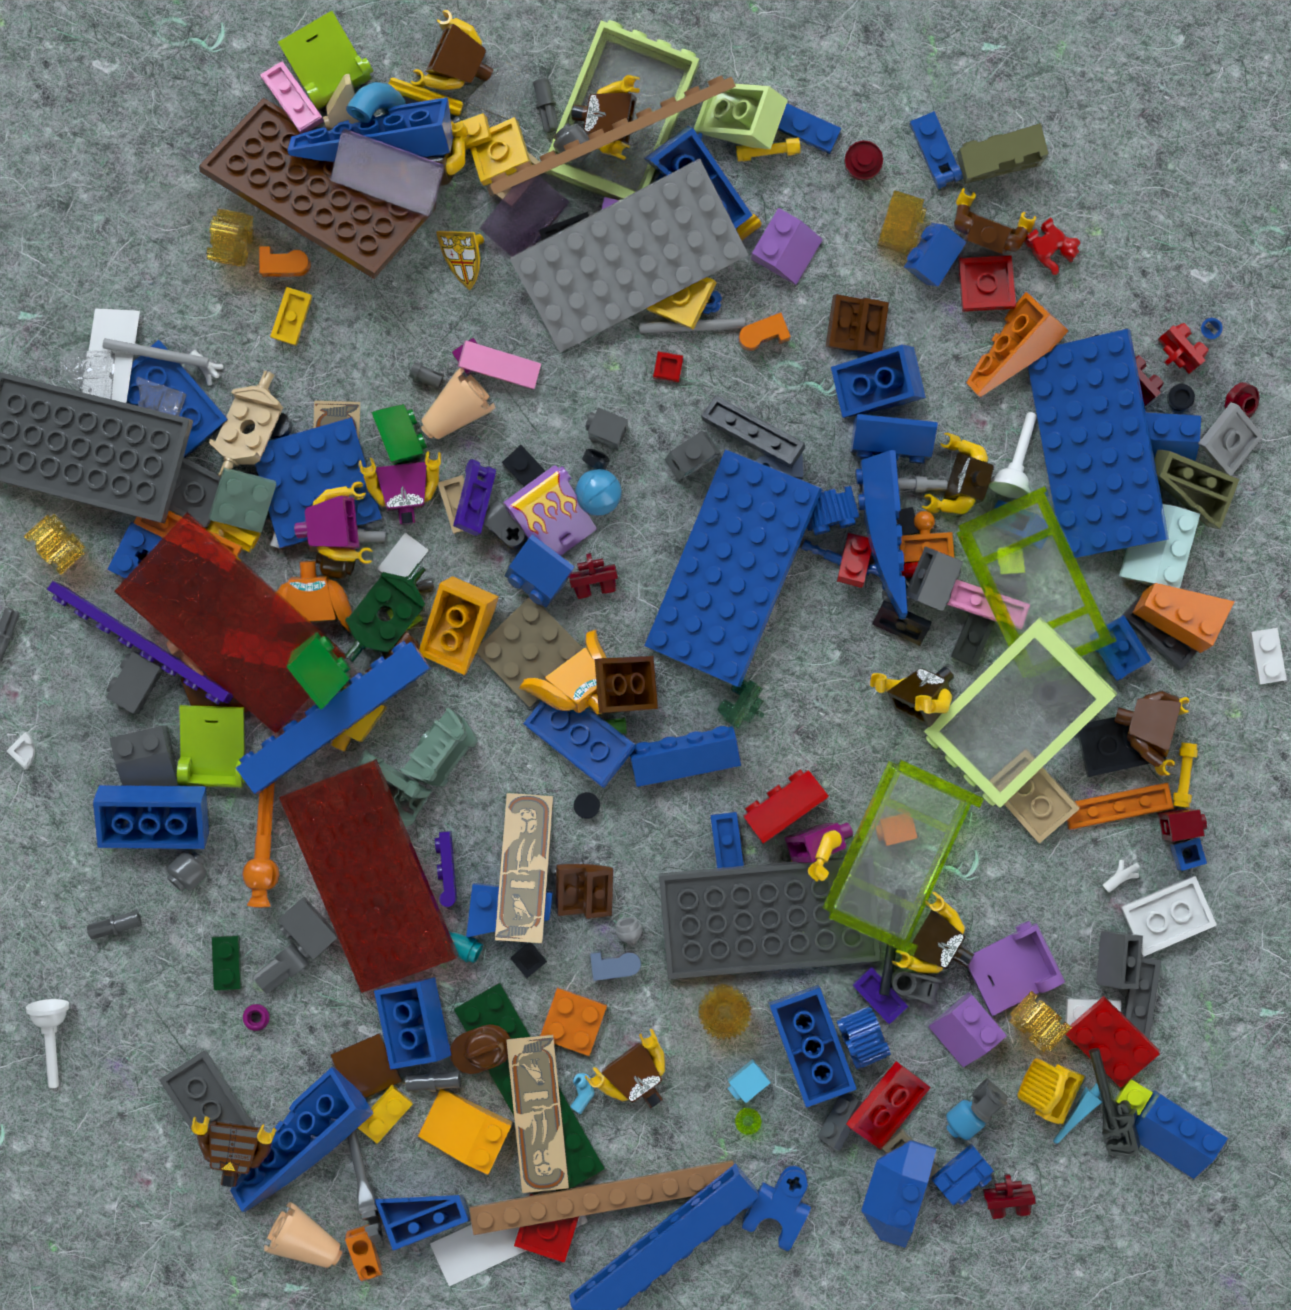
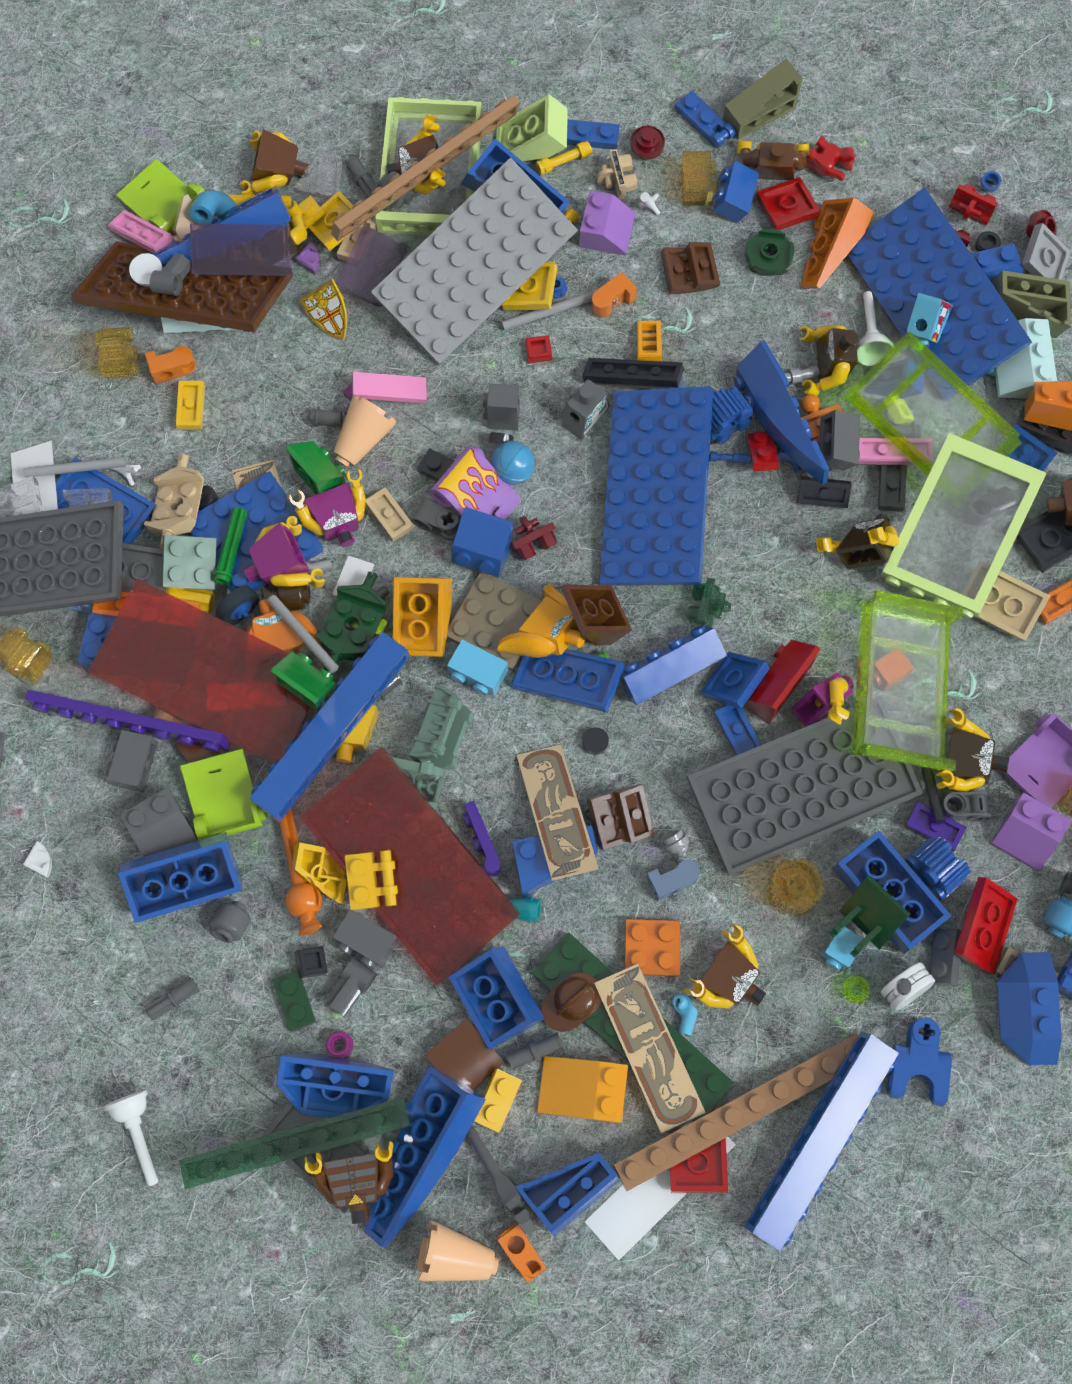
camera: 20 degrees left, 15 degrees down
(191, 1099) = (295, 1143): none -> clear green brick
(240, 1055) = (332, 1084): none -> blue wedge
(251, 932) = (311, 962): none -> black tile
(278, 557) = (237, 605): none -> black wheel
(283, 161) = (142, 268): none -> white piece
(283, 850) = (320, 870): none -> yellow slope
(288, 494) = (222, 574): none -> green axle
(304, 185) = (170, 278): none -> dark grey piece
(320, 877) = (363, 881): none -> yellow plate
(333, 614) = (303, 634): none -> light grey bar
(463, 182) = (309, 258): none -> medium lavender tile
(474, 497) = (402, 500): dark purple plate -> none
(494, 696) = (477, 668): none -> medium azure brick
(528, 959) = (589, 900): black plate -> none
(740, 792) = (735, 679): none -> blue plate
(776, 418) = (644, 346): none -> light orange slope
(784, 1064) = (873, 913): none -> dark green plate
(793, 1137) = (907, 986): none -> white head
(820, 202) = (614, 174): none -> tan hips
(840, 234) = (649, 201): none -> white bar
(878, 381) = (726, 304): blue slope -> none
(881, 434) = (742, 334): blue slope -> none
(941, 320) = (763, 263): none -> dark green plate
(1072, 479) = (928, 312): none -> medium azure torso

